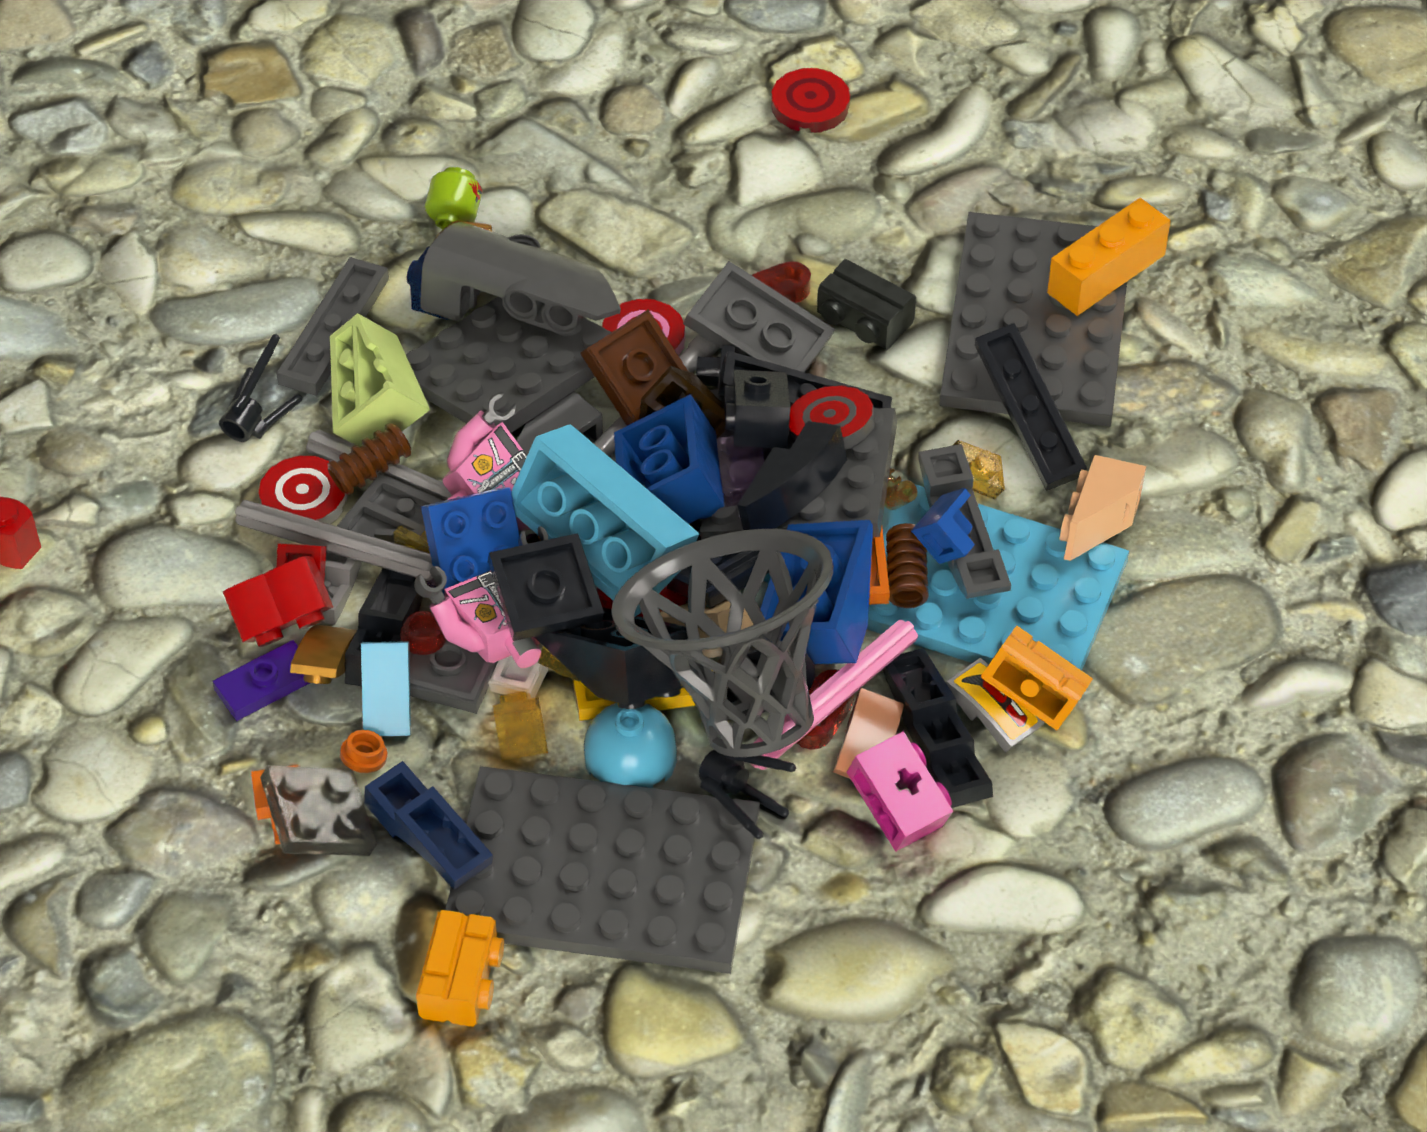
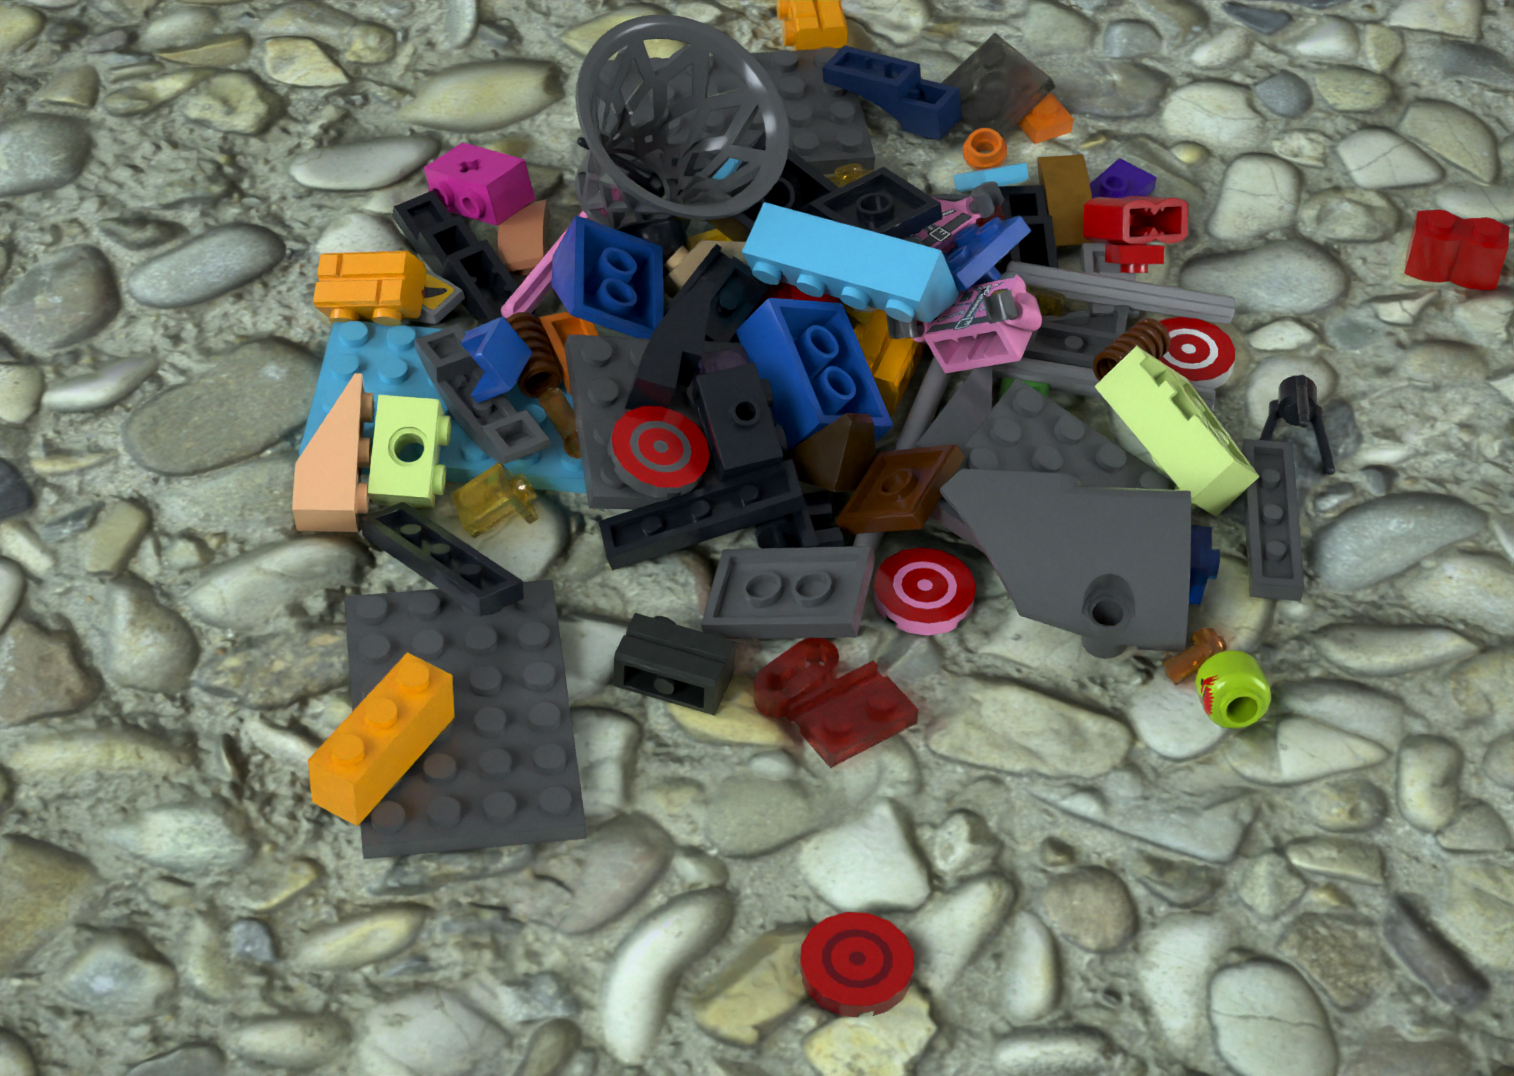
camera: 160 degrees right, 5 degrees down
(748, 248) = (852, 714): none -> clear red plate
(1036, 498) = (397, 424): none -> yellowish green brick

